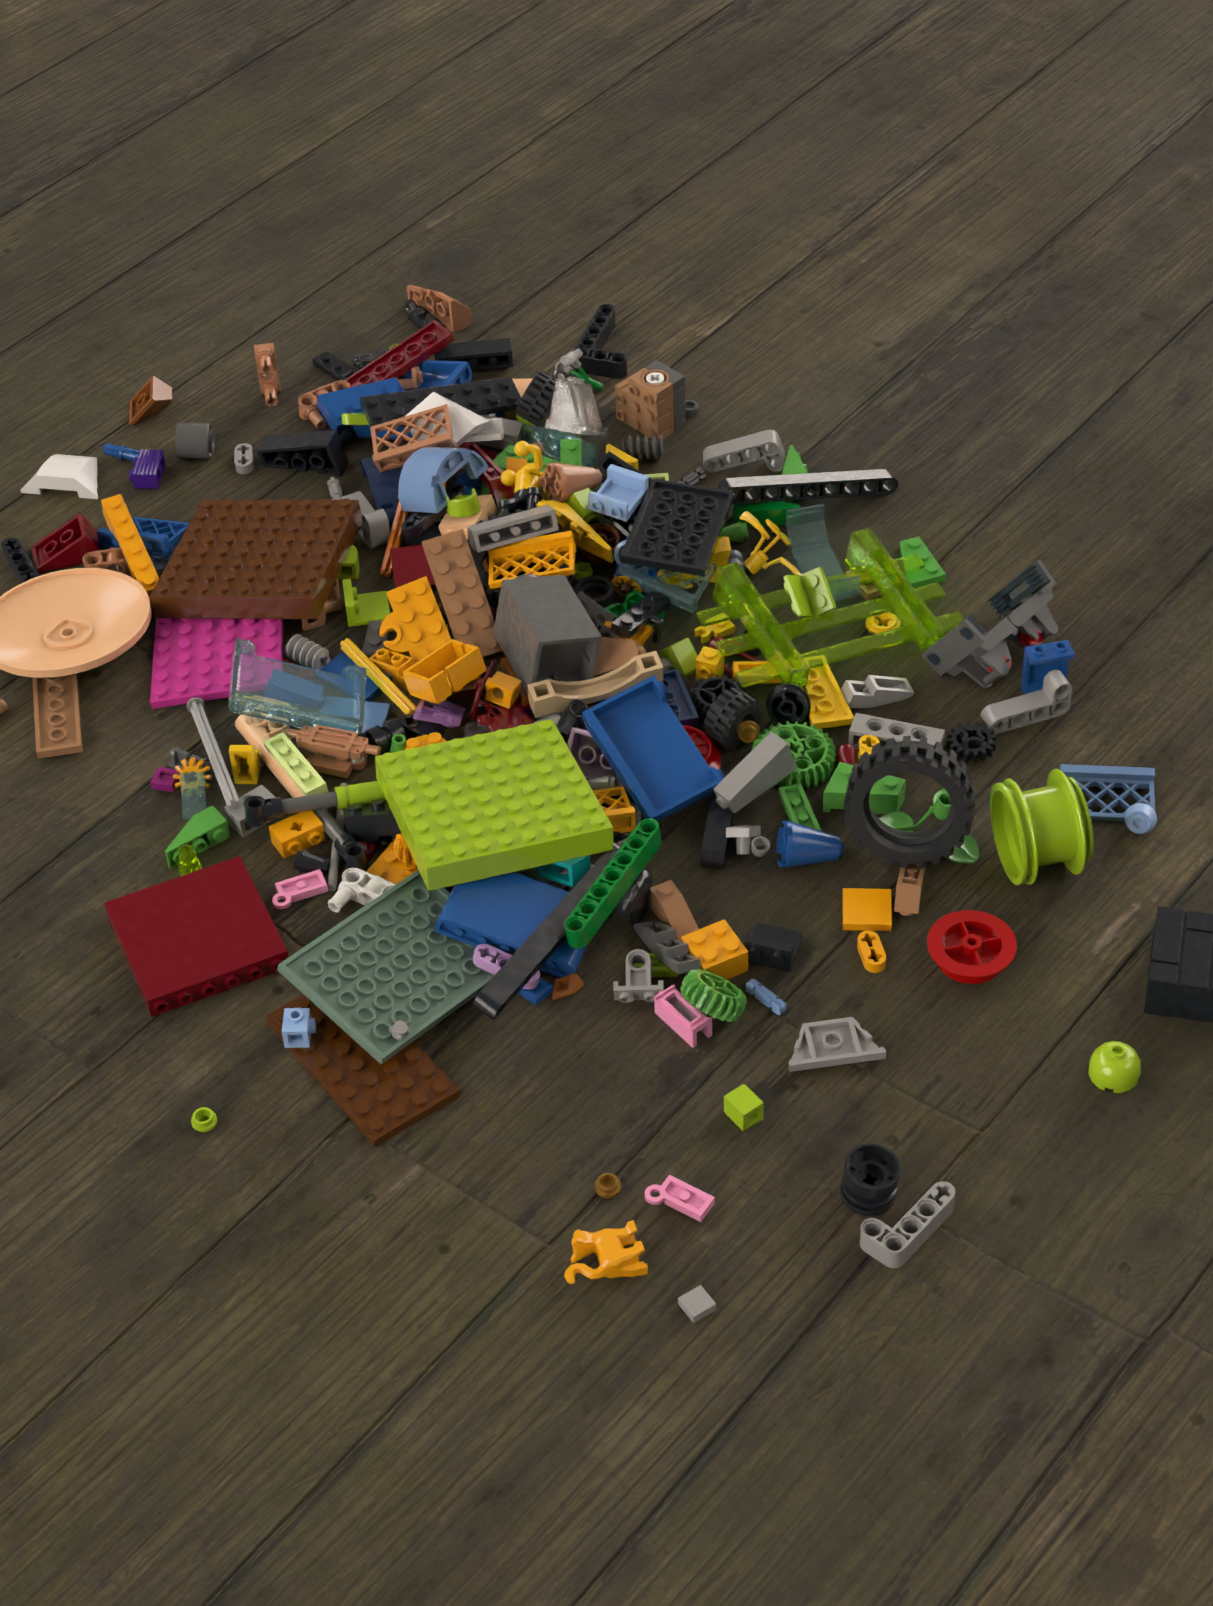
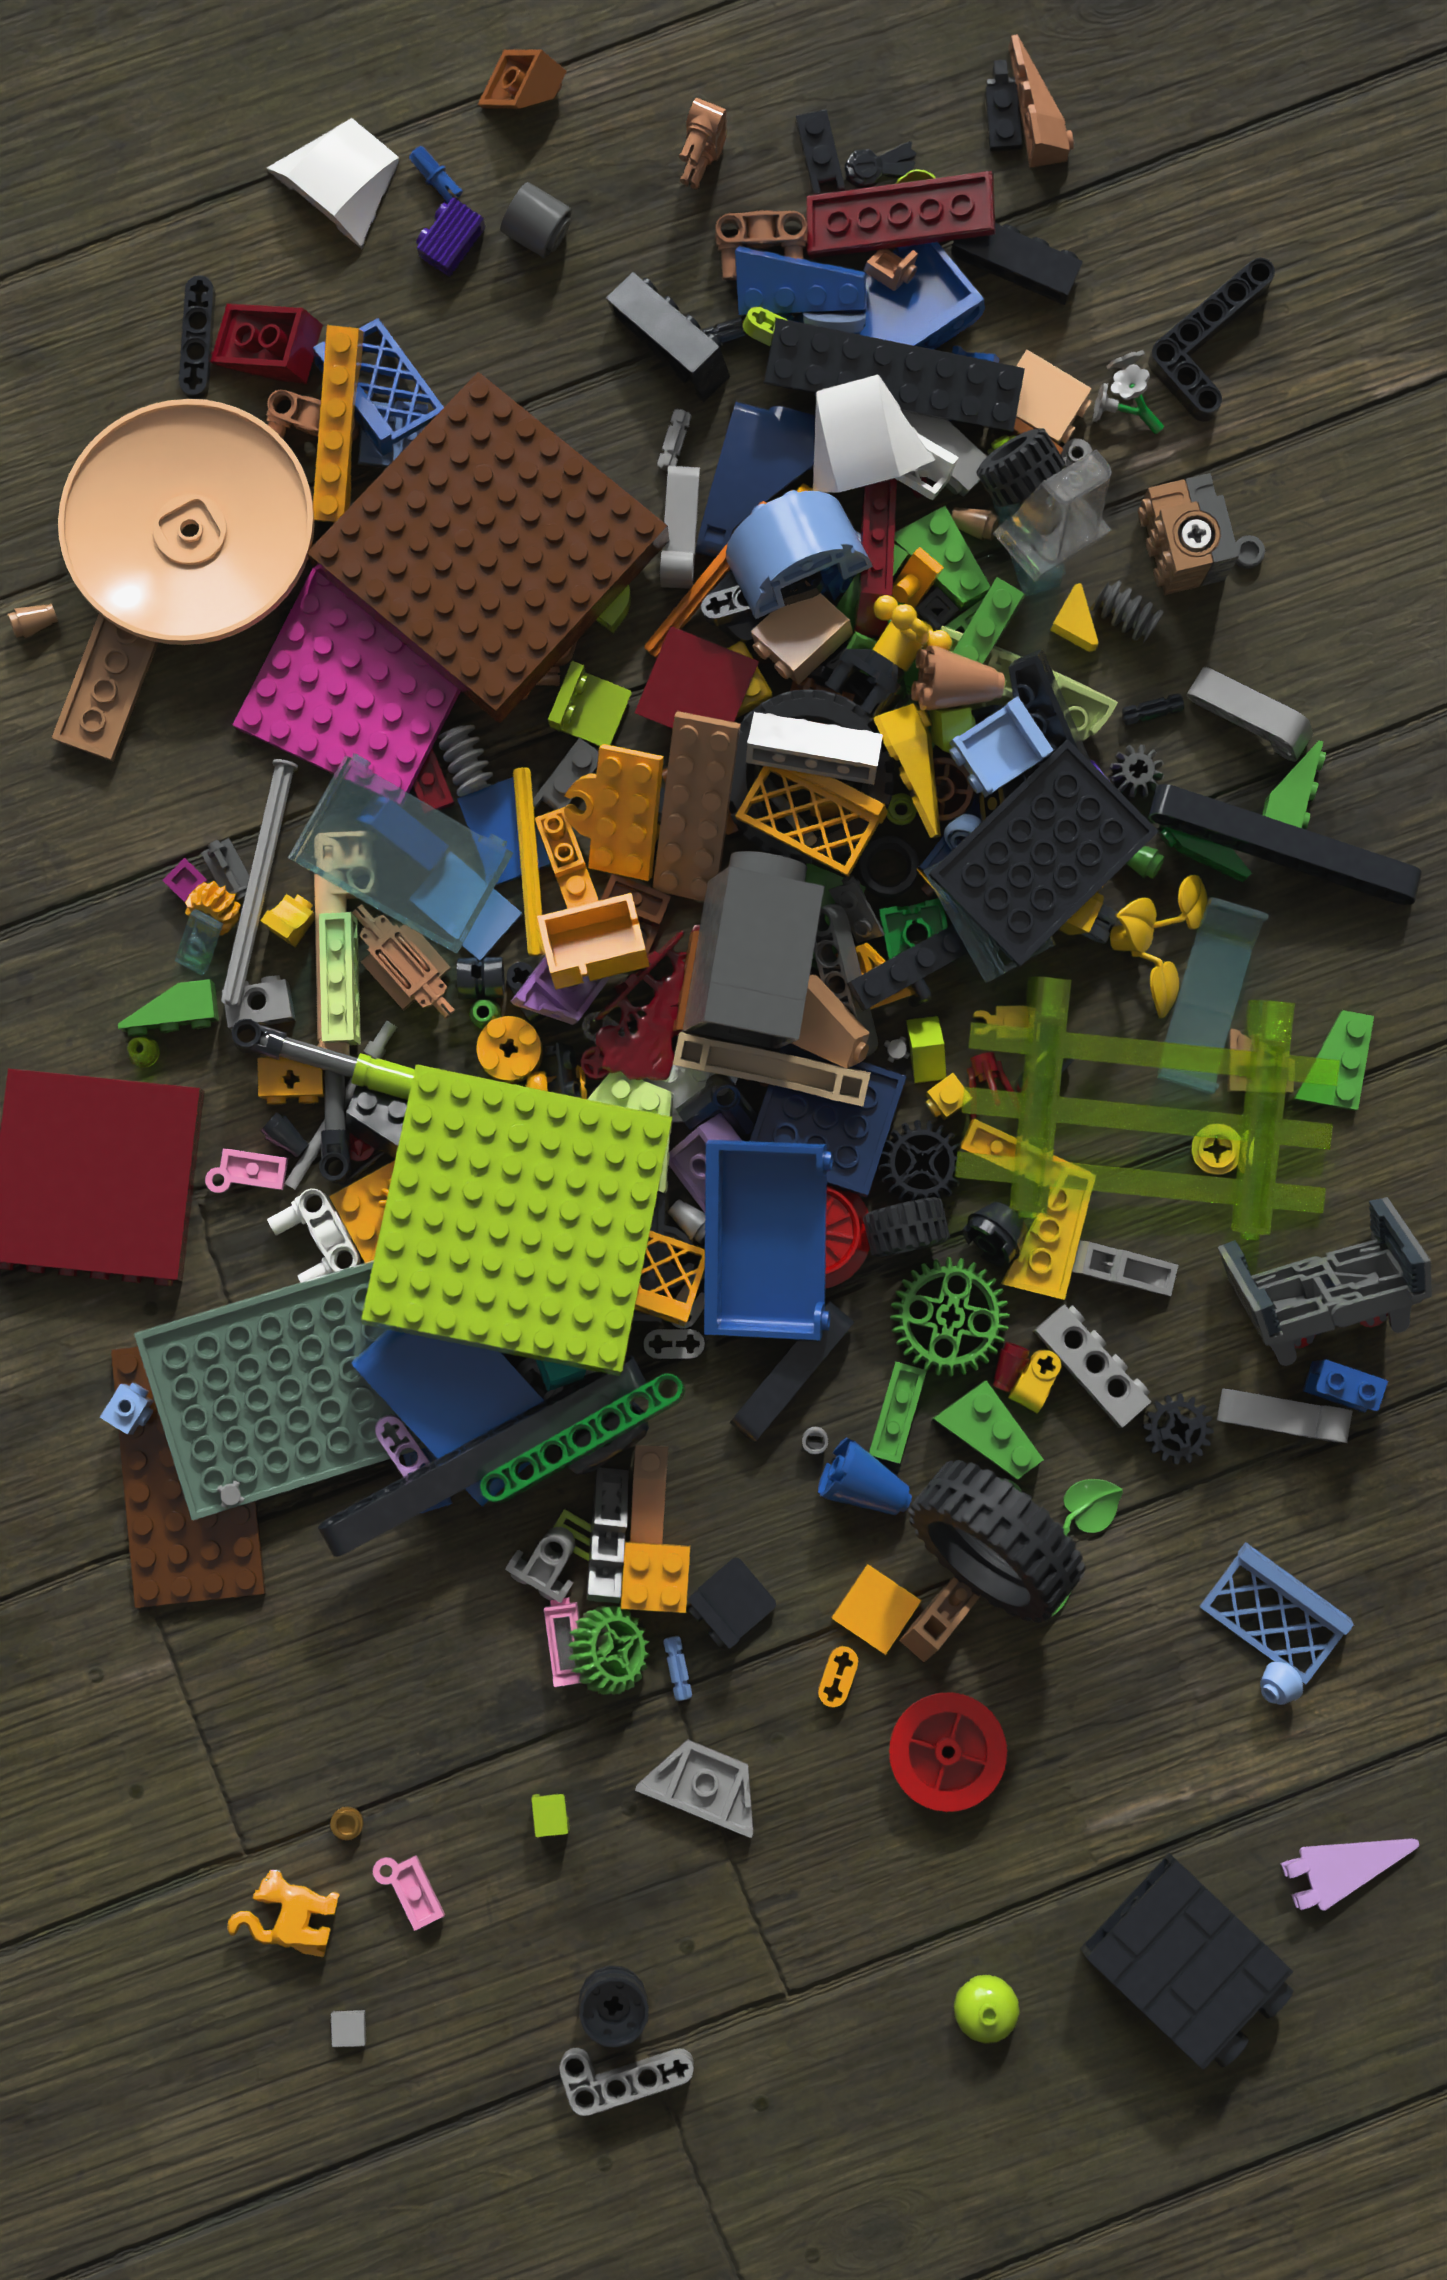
camera: 30 degrees right, 40 degrees up
(247, 458) = (585, 283): light grey beam -> none
(397, 456) = (794, 469): nougat fence -> none
(463, 505) = (796, 626): lime hair -> none
(502, 689) = (655, 1003): light orange brick -> none
(566, 986) = (467, 1513): dark orange slope -> none
(743, 837) = (803, 1414): light grey tile -> none
(748, 731) = (914, 1257): pearl gold plate -> none
(756, 773) = (863, 1352): light grey slope -> none
(809, 593) = (1133, 1075): lime bracket -> none
(1041, 827) = (1131, 1663): lime wheel -> none

